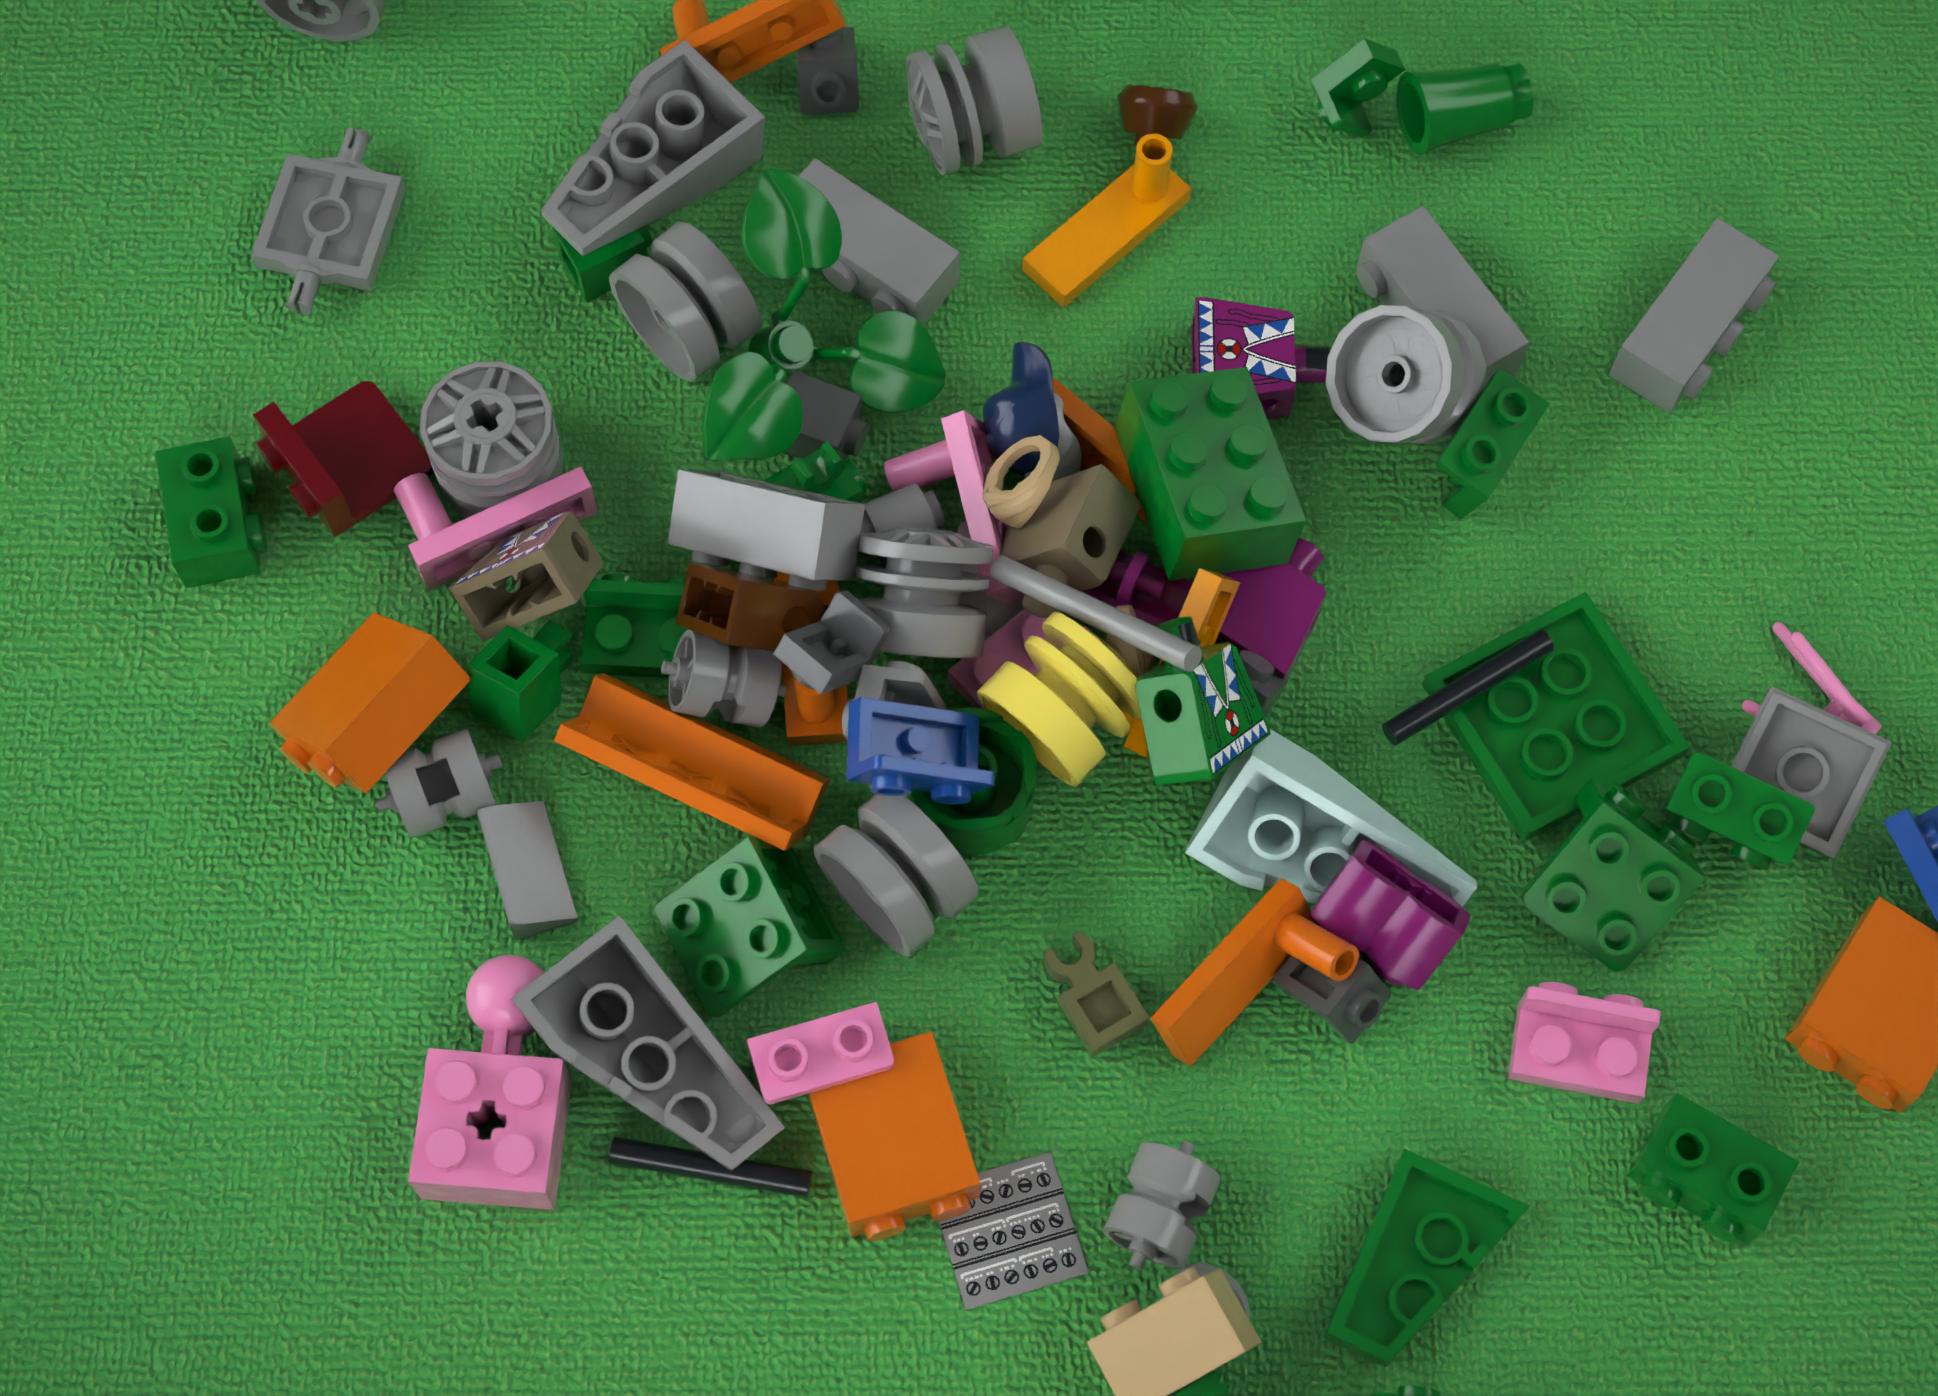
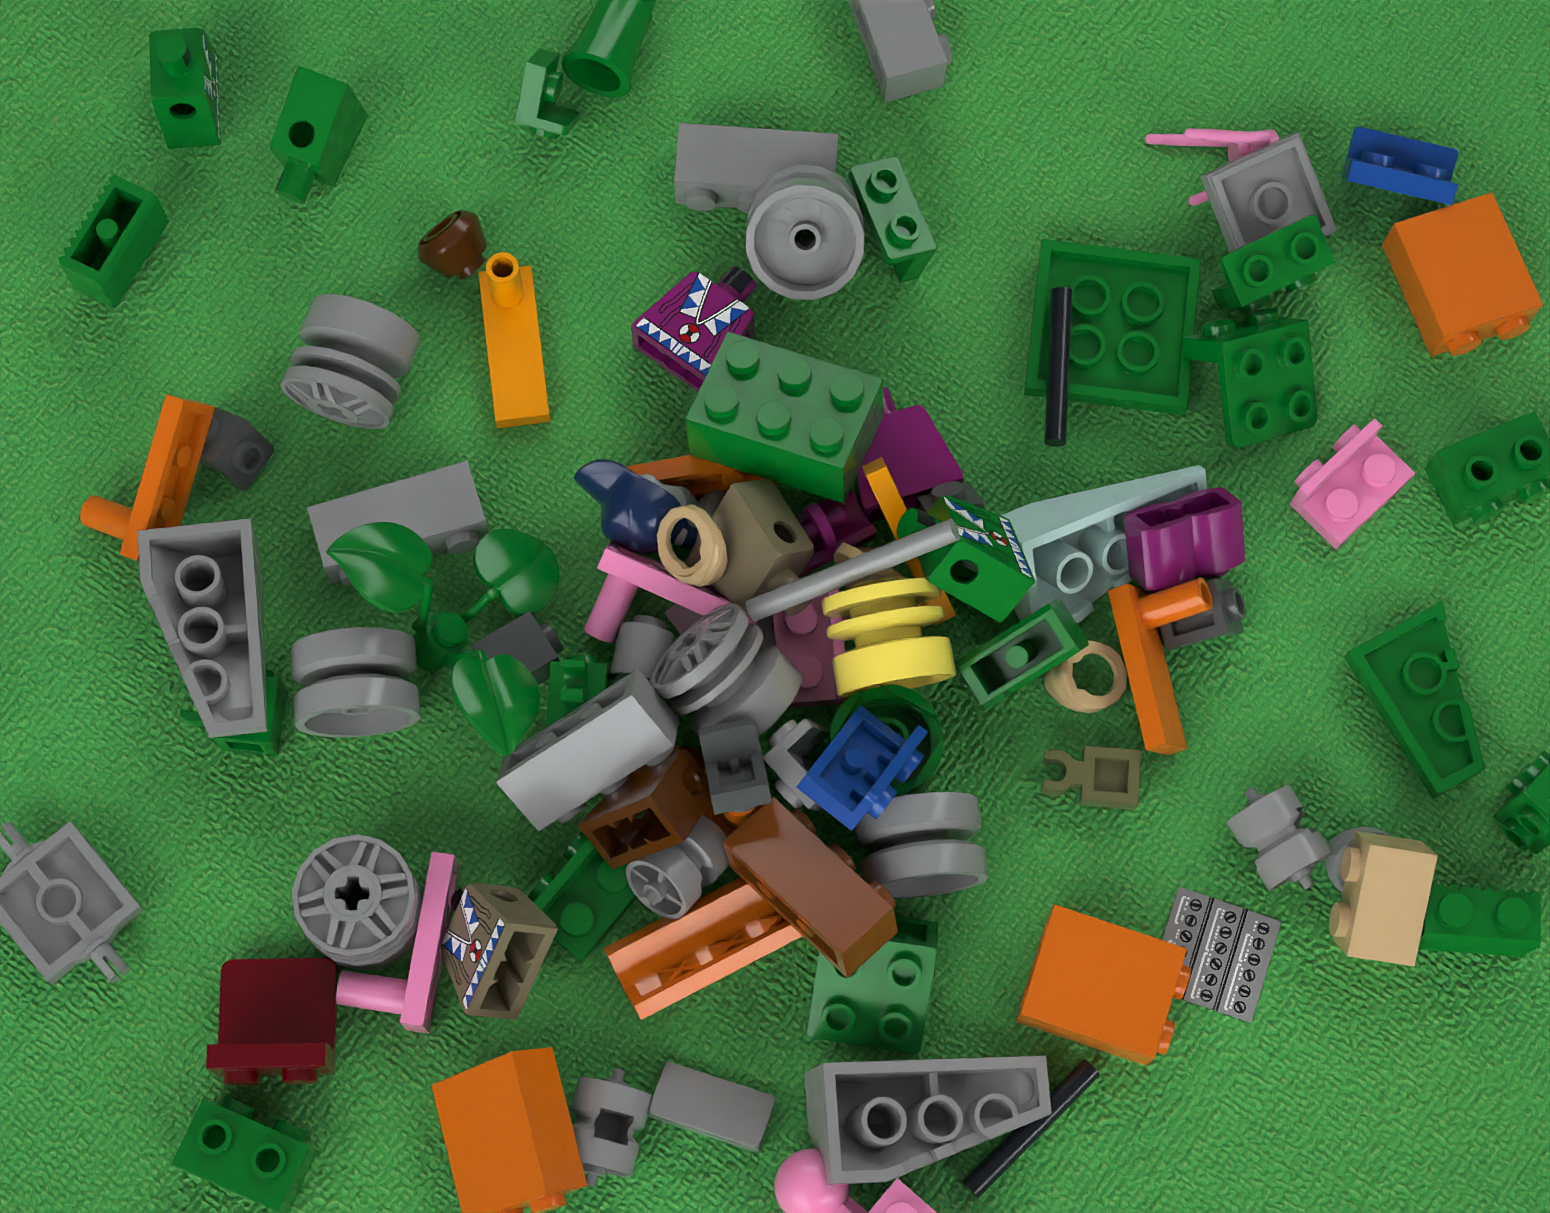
camera: 55 degrees left, 5 degrees up
(518, 679) = (568, 1012): green brick -> none
(780, 794) = (812, 885): none -> dark orange brick
(821, 1053) = (1017, 993): bright pink bracket -> none
(1154, 838) = (1022, 653): none -> green brick
(1160, 906) = (1063, 689): none -> tan piece

